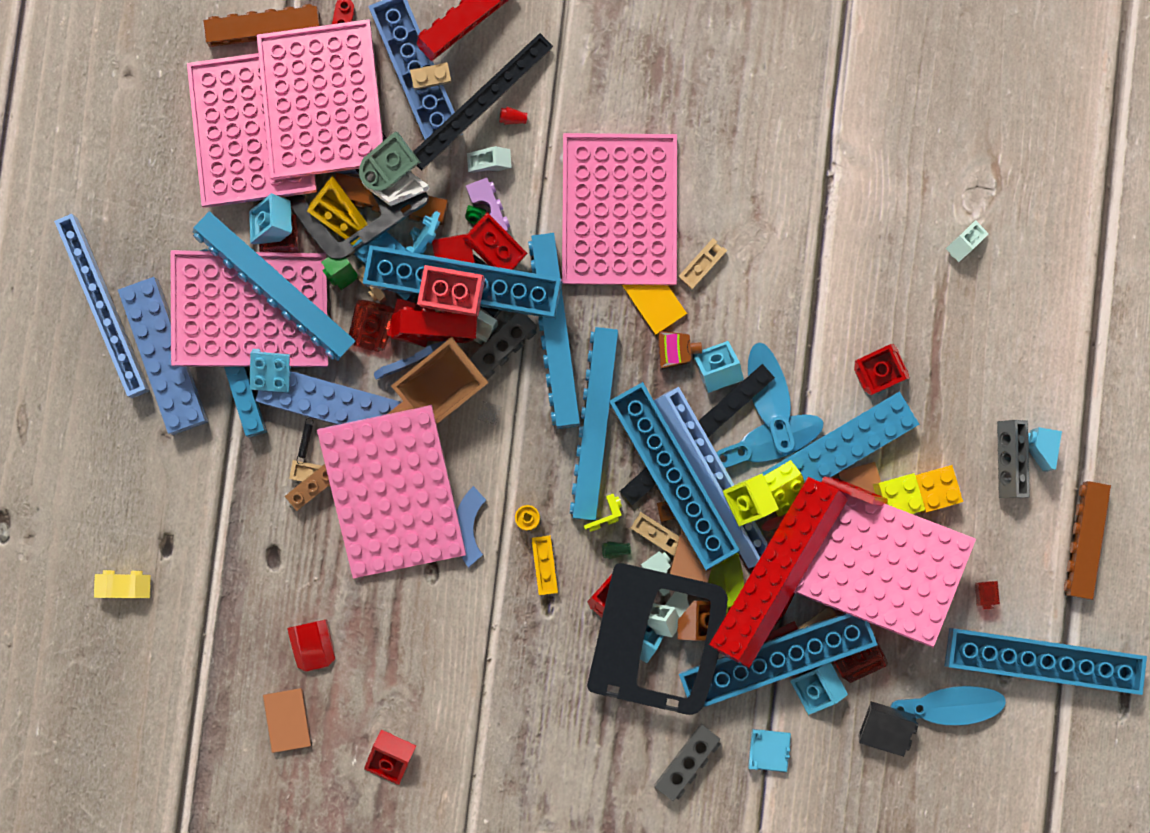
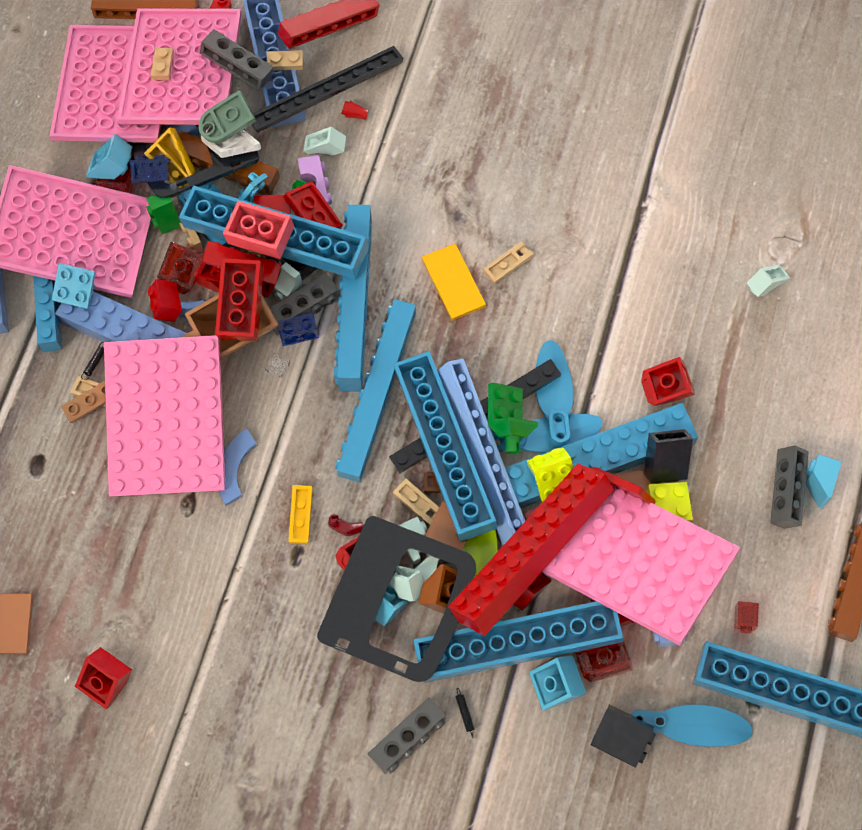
camera: 15 degrees right, 15 degrees down
(273, 286) = (97, 213): dark azure brick -> none
(302, 103) = (162, 64): none -> tan plate
(312, 645) = (53, 552): red slope -> none
(318, 229) = (150, 169): none -> clear blue bracket
(363, 367) = (164, 300): none -> red brick
(370, 90) = (236, 59): none -> dark grey brick
(447, 369) = (239, 299): none -> red brick
(503, 373) = (297, 329): none -> clear blue bracket
(527, 517) = (292, 465): yellow wheel -> none
(590, 571) = (343, 527): none -> dark red arm
(615, 505) = (372, 477): neon yellow bracket -> none
(615, 549) = (372, 509): clear green cone -> none
(619, 209) = (438, 204): bright pink plate -> none
(676, 349) = (469, 334): dark orange torso -> none
(718, 366) = (507, 356): medium azure slope -> none
(730, 436) = (506, 415): none -> green plate
(736, 730) = (465, 714): none -> black piece
(750, 500) = (515, 473): neon yellow brick -> none
(769, 750) = (495, 739): medium azure piece -> none
(893, 450) = (668, 456): none -> black brick
(939, 488) = (710, 504): yellow brick -> none

